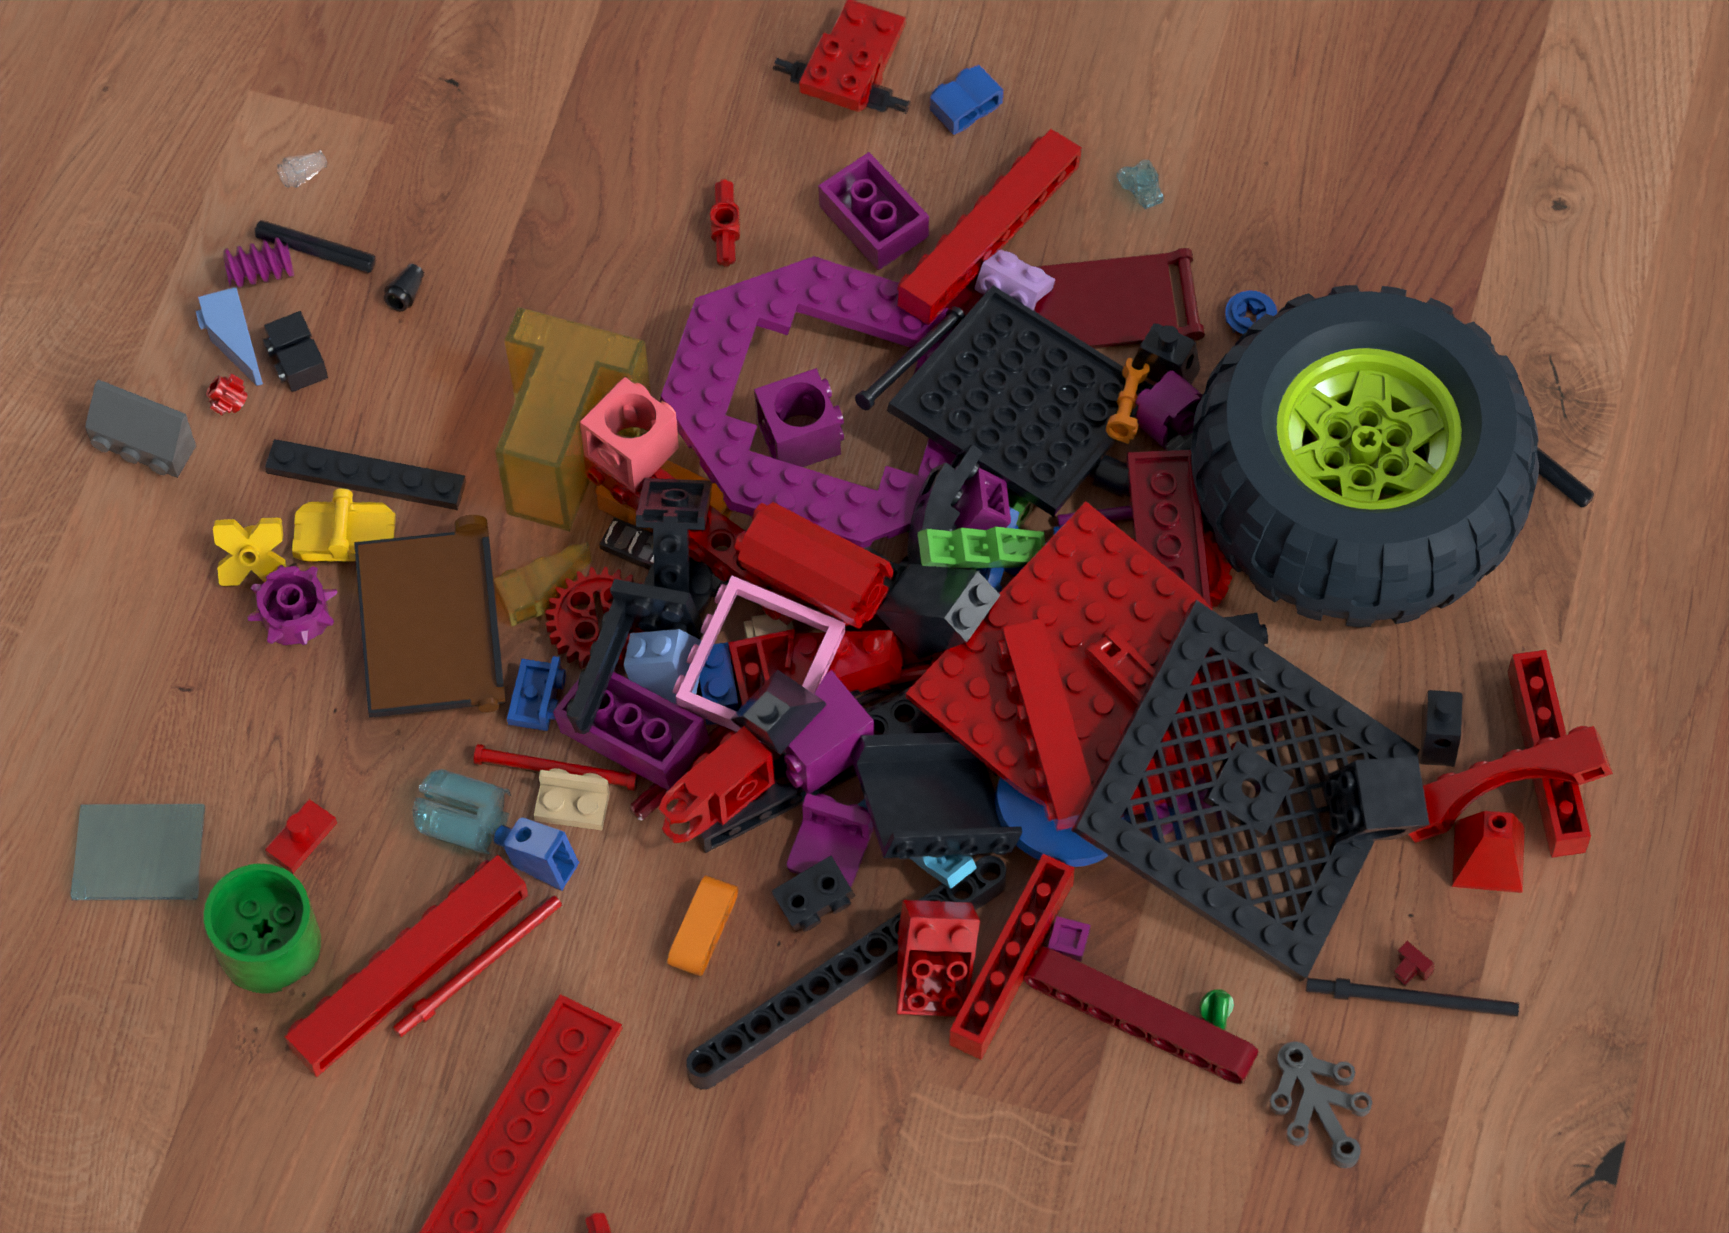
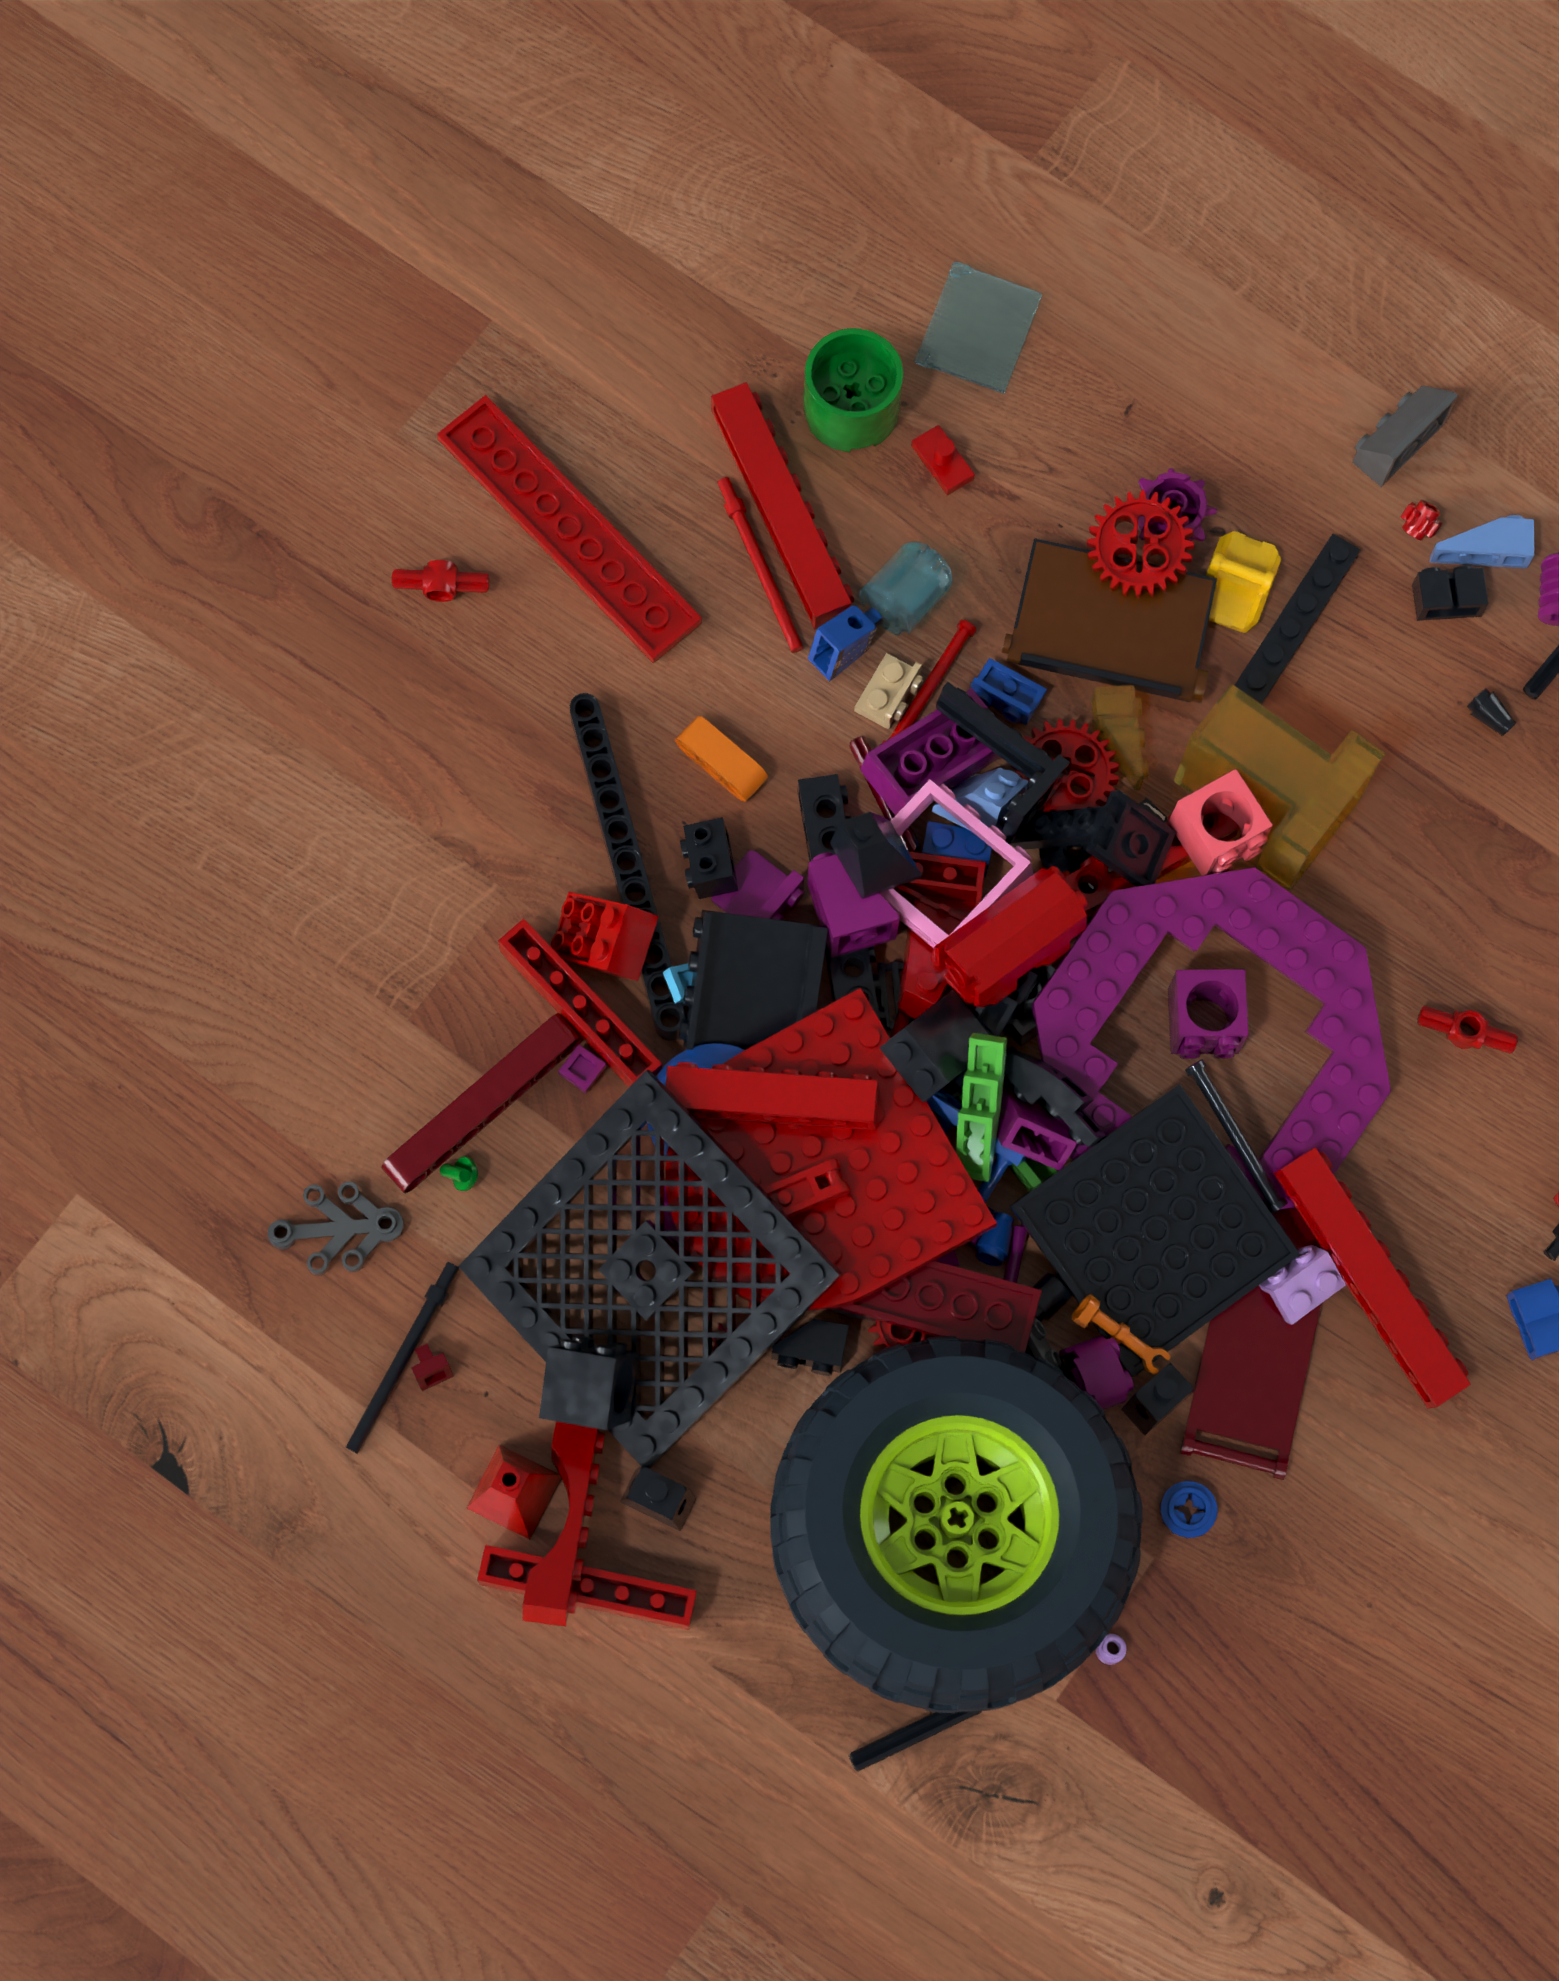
camera: 105 degrees right, 10 degrees up
(247, 549) = (1242, 489): yellow plant -> none
(340, 581) = (1111, 543): none -> red gear
(719, 785) = (831, 788): red brick -> none
(873, 211) = (1430, 1172): magenta brick -> none
(1142, 183) = (1385, 1460): clear light blue plate -> none

